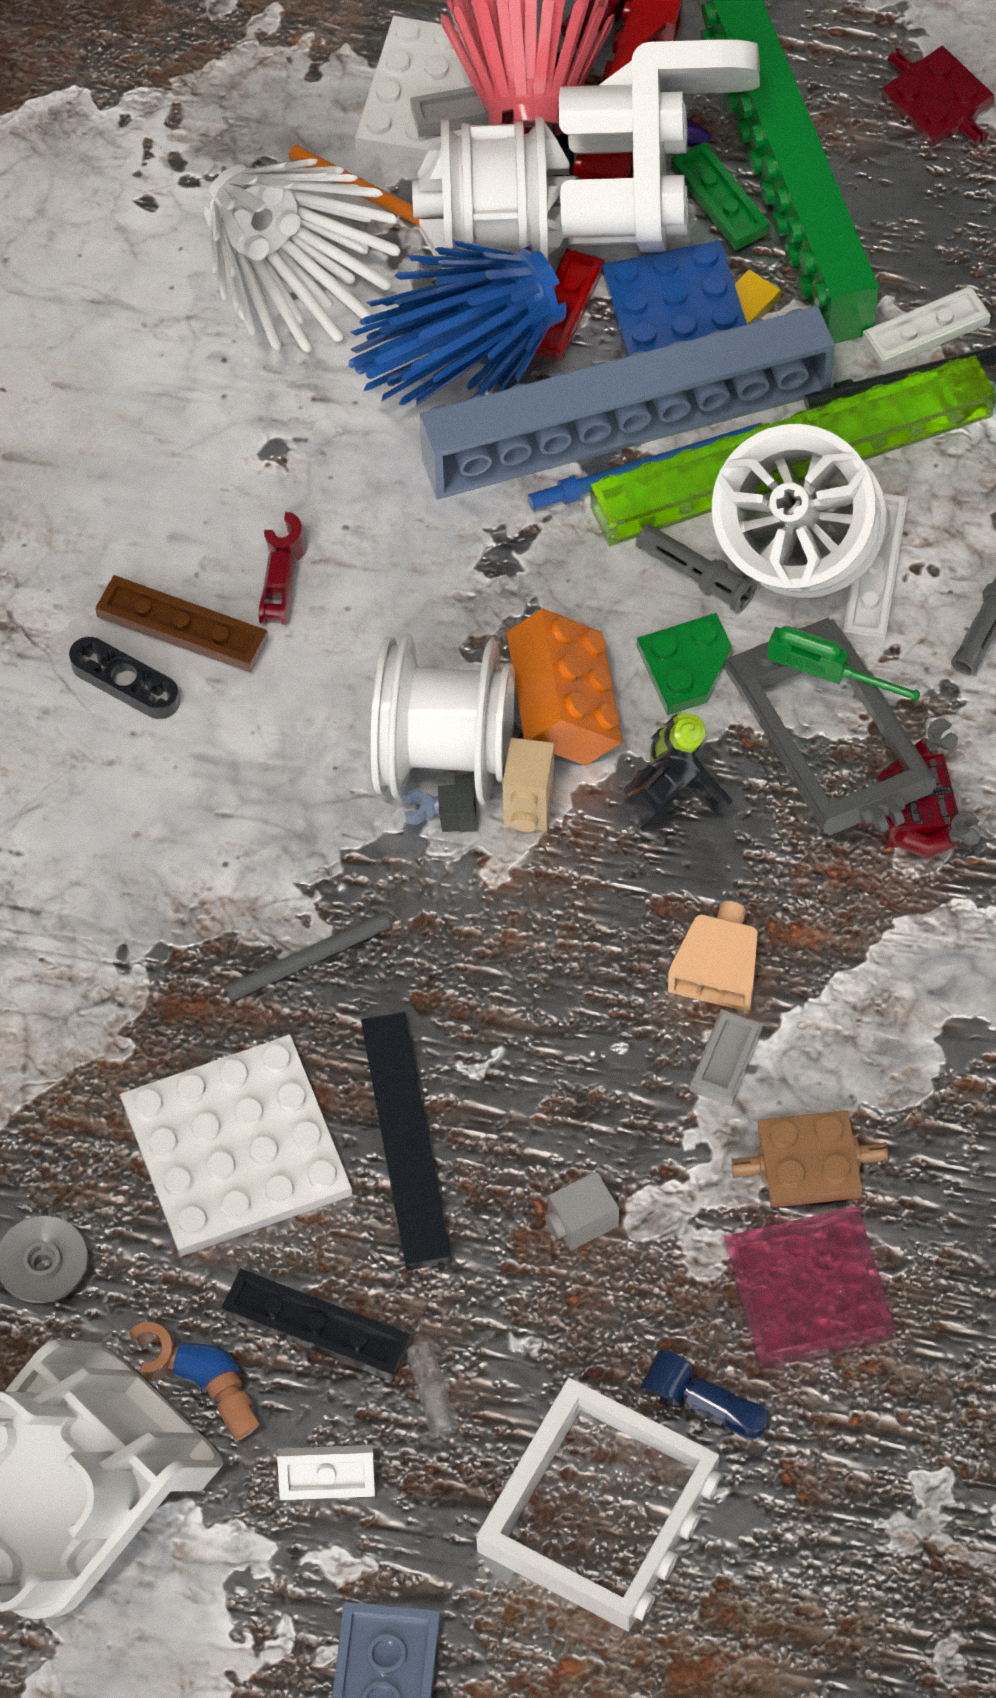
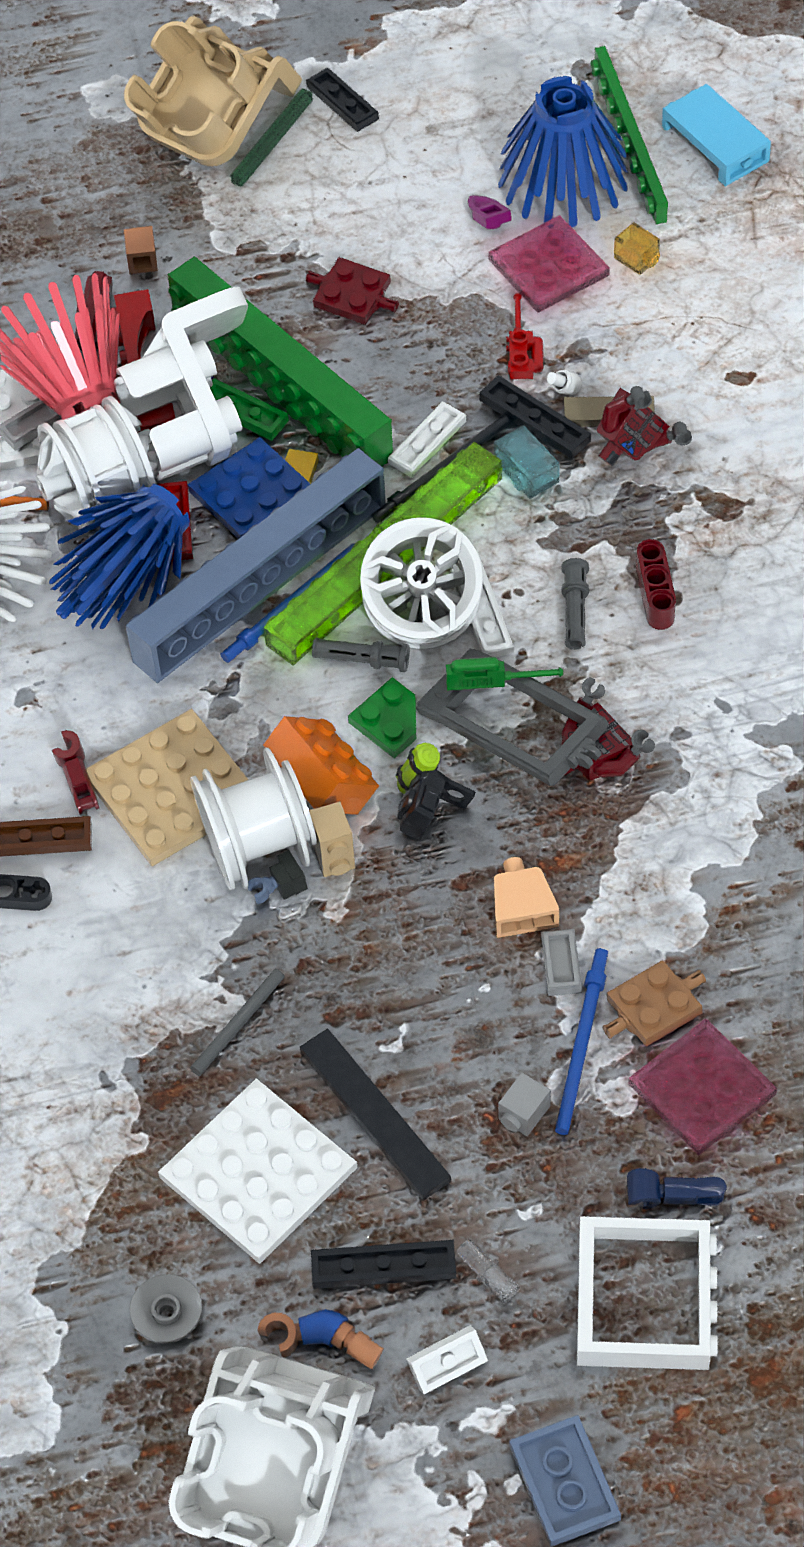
camera: 25 degrees left, 5 degrees down
(355, 605) = (151, 785): none -> tan plate
(750, 1102) = (594, 984): none -> blue bar

